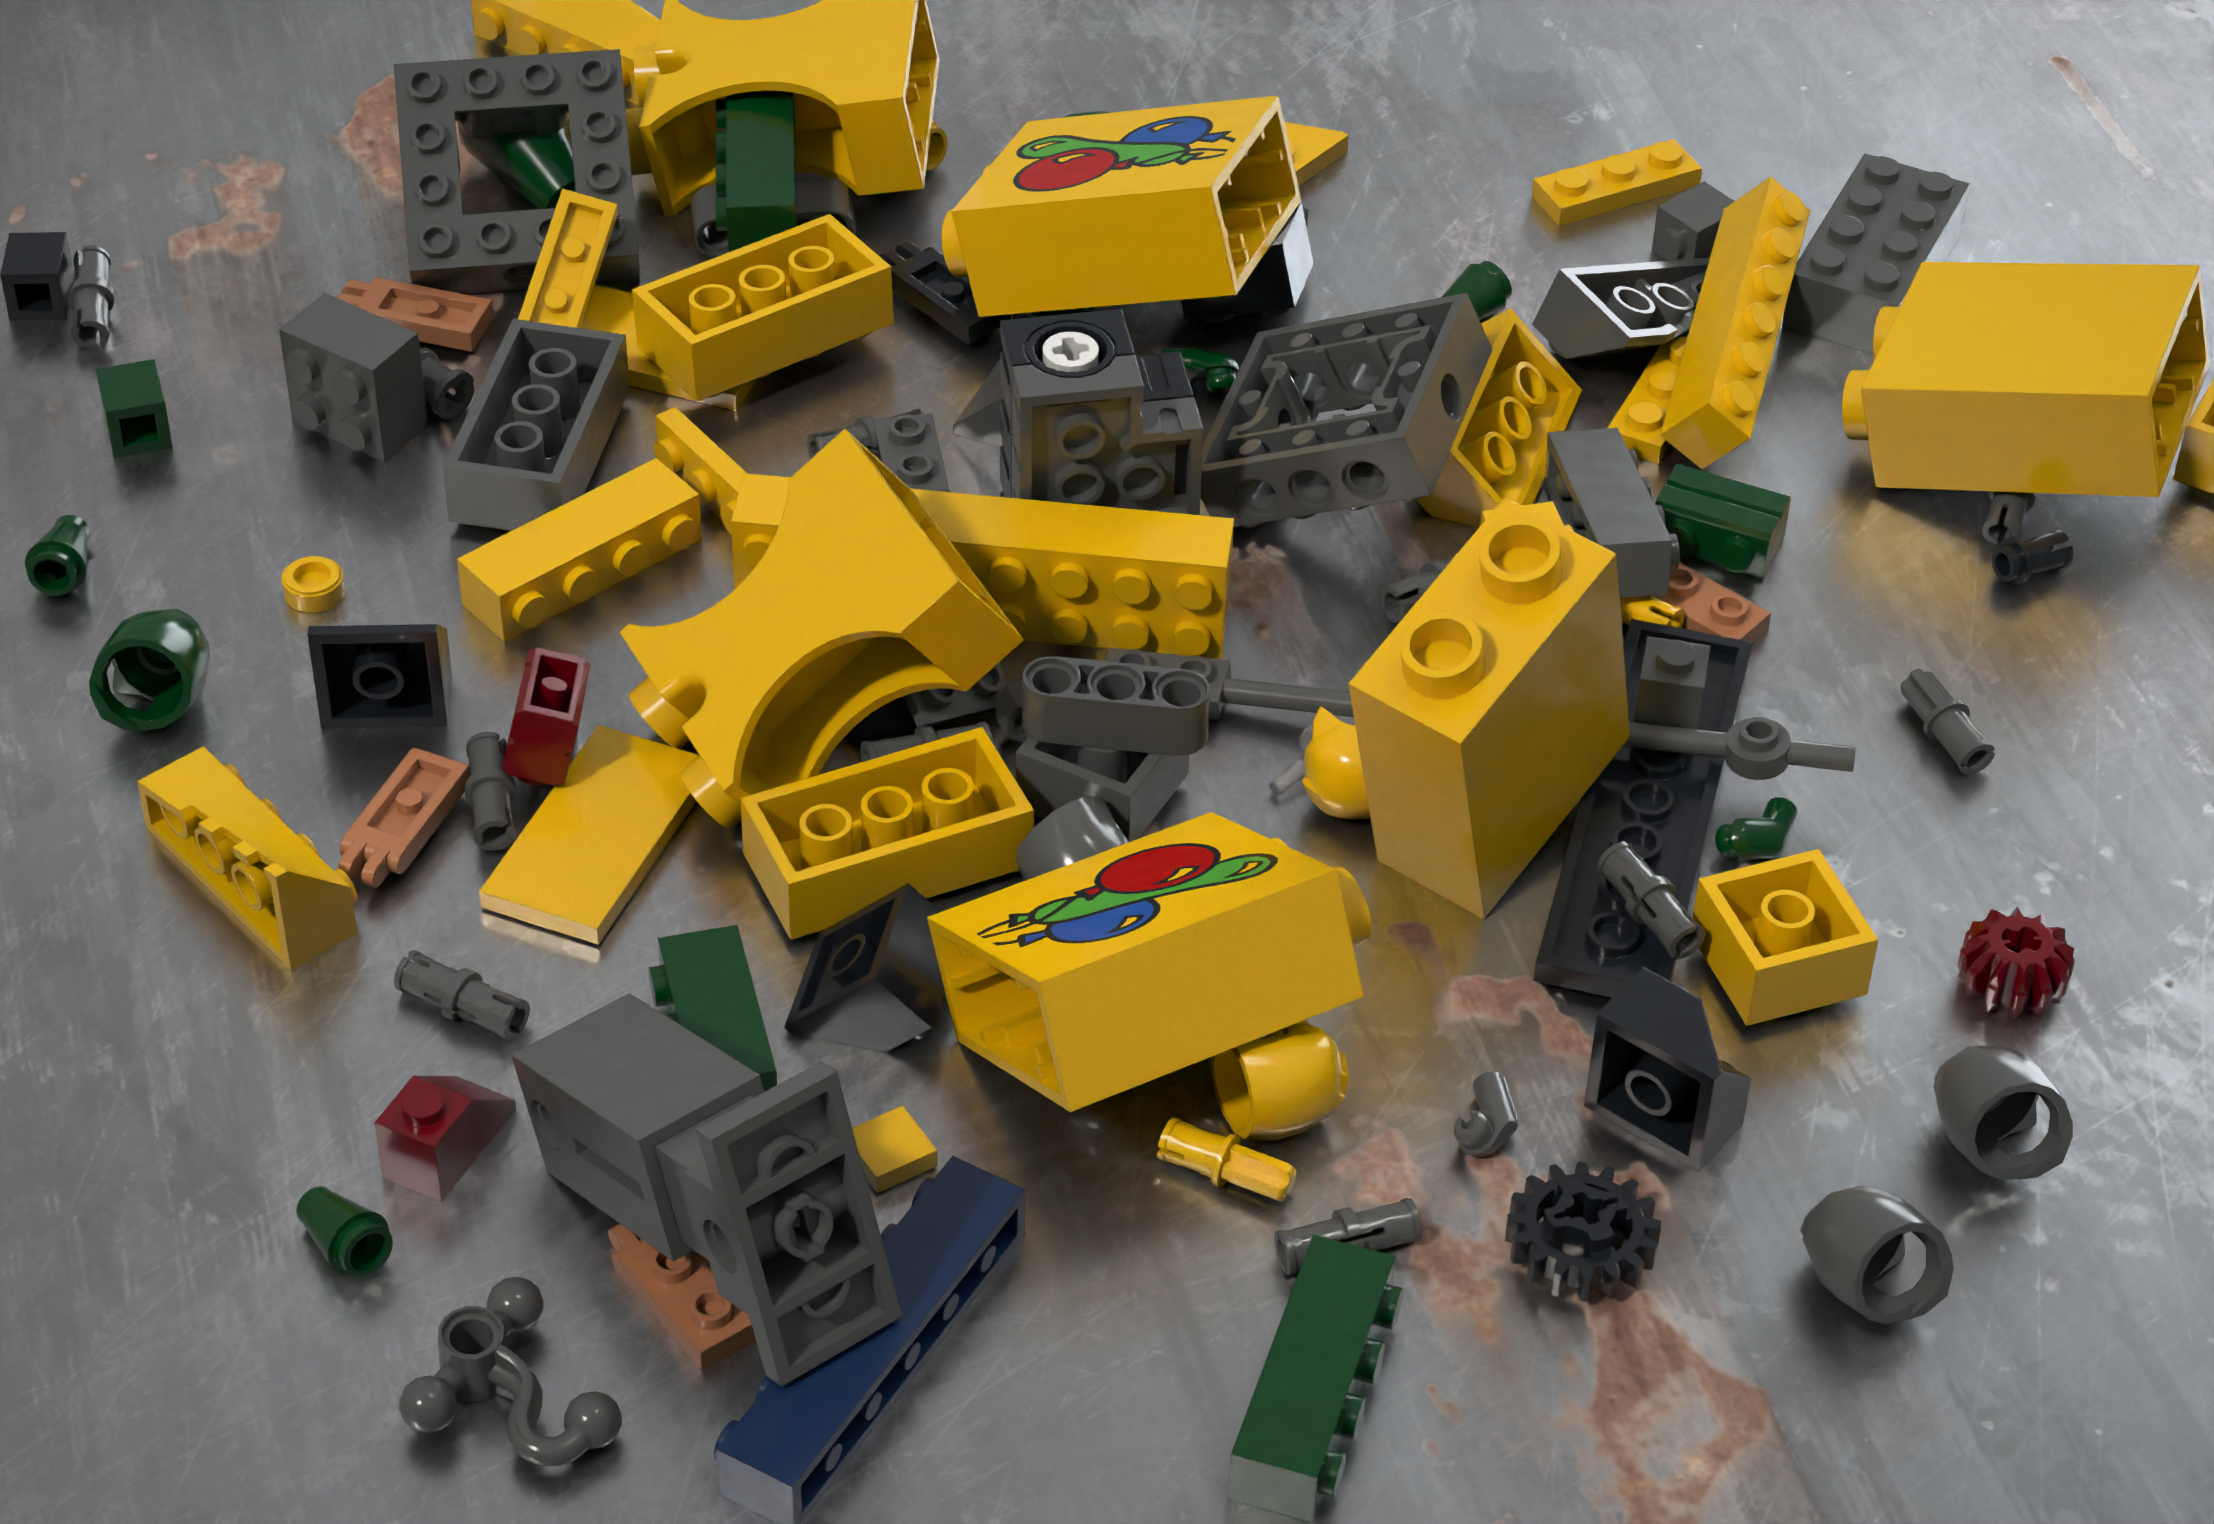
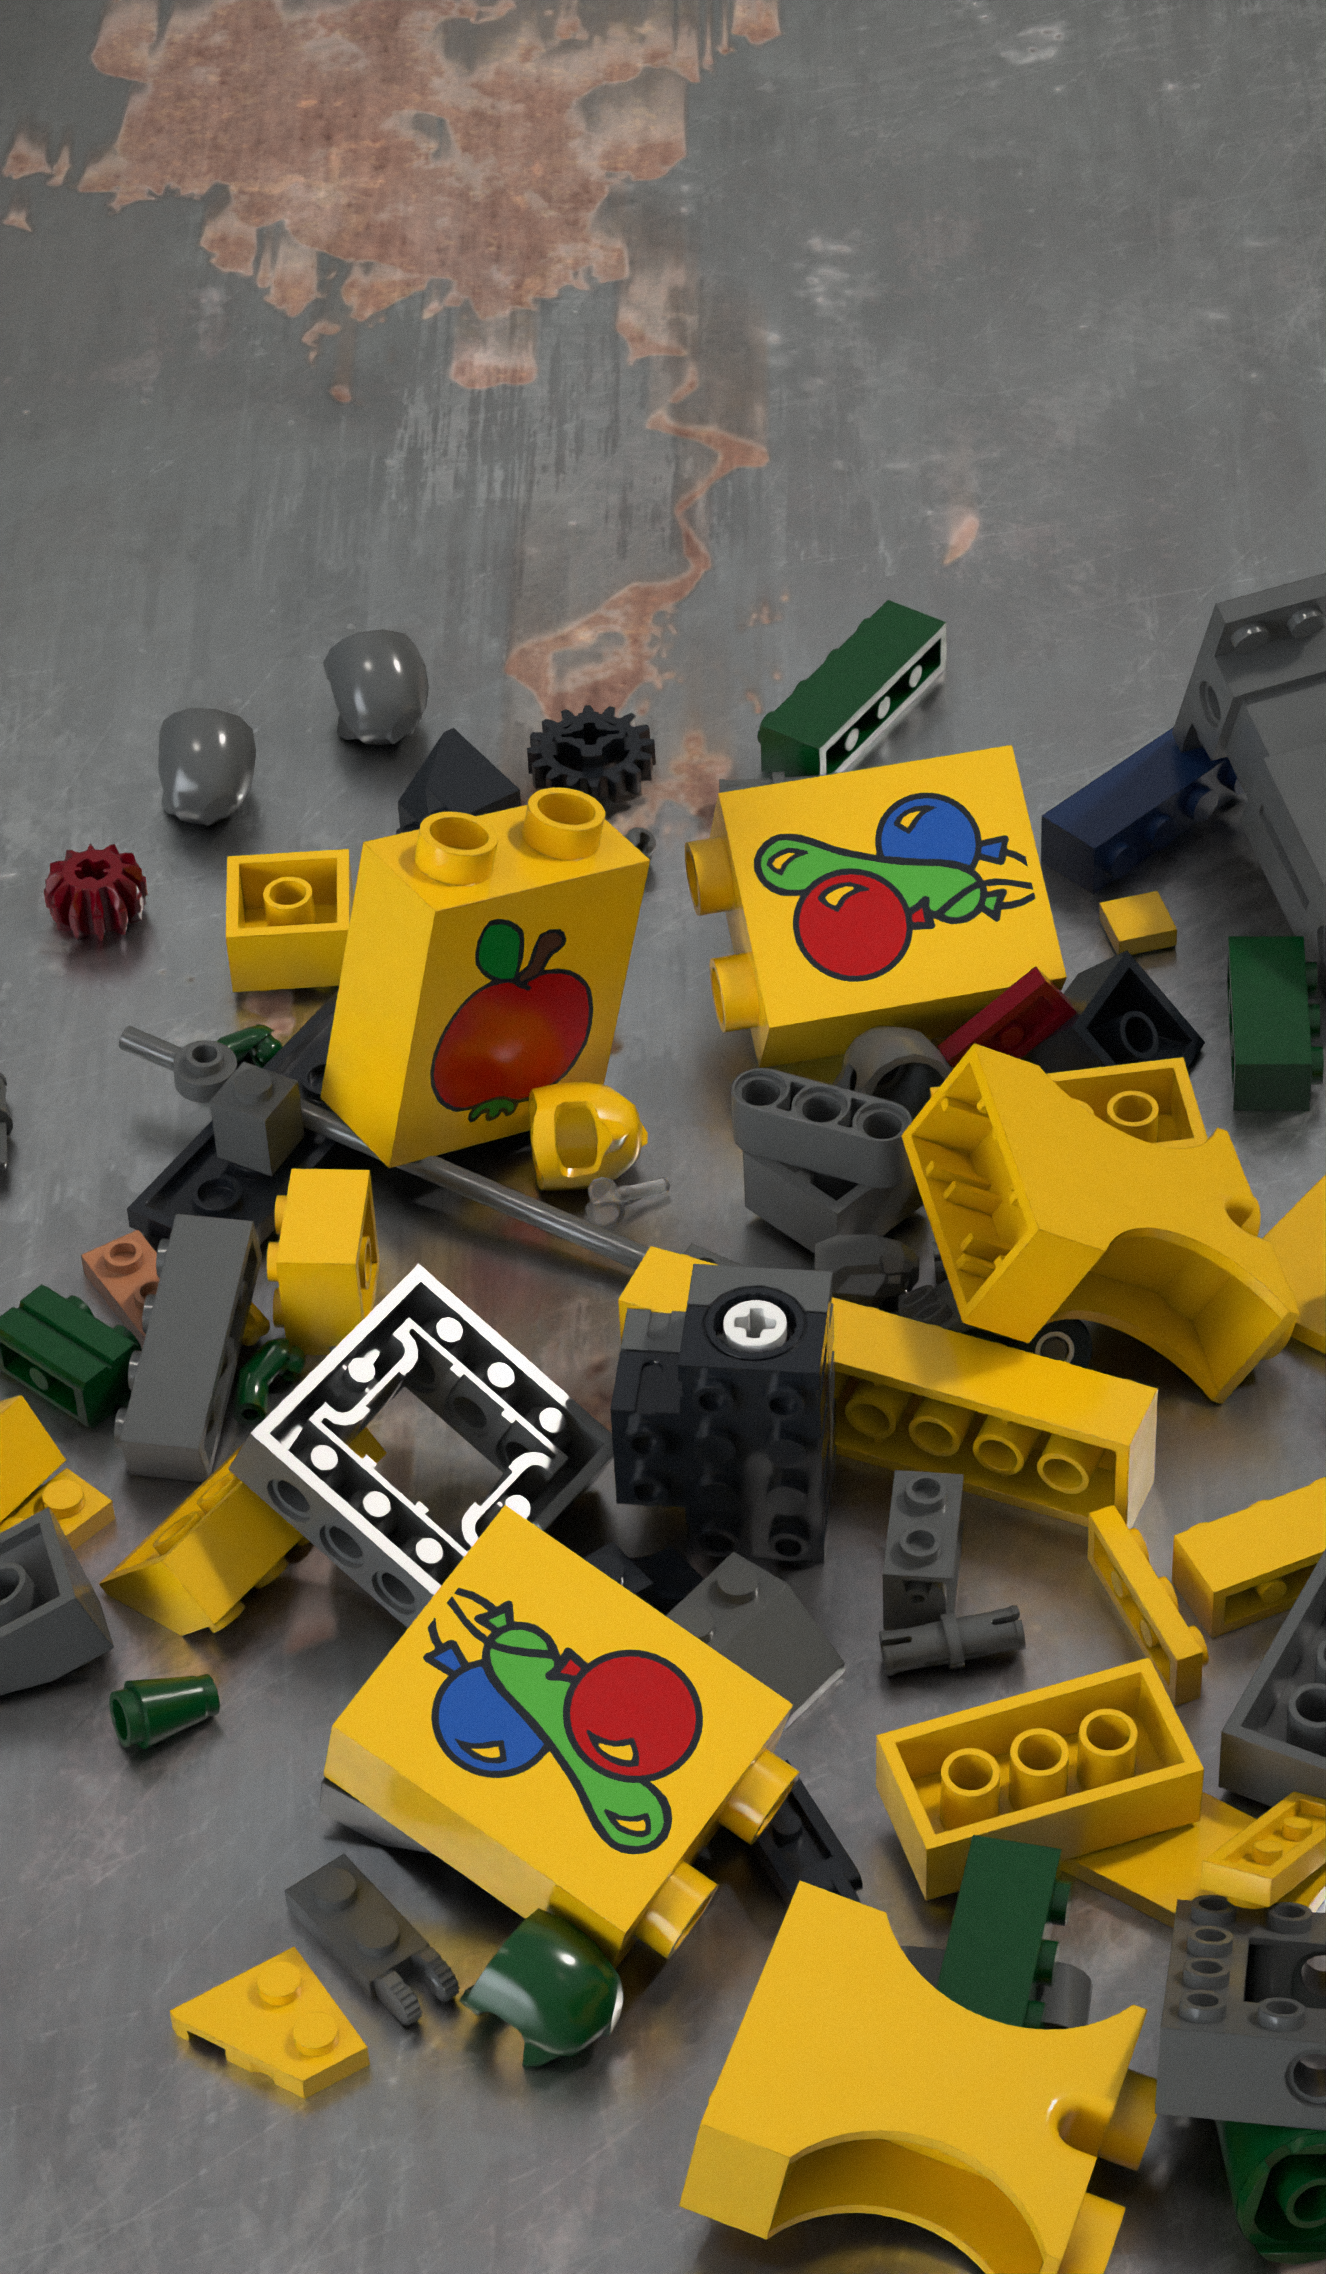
camera: 160 degrees left, 0 degrees up
(966, 878) = (1014, 1020): none -> dark red plate

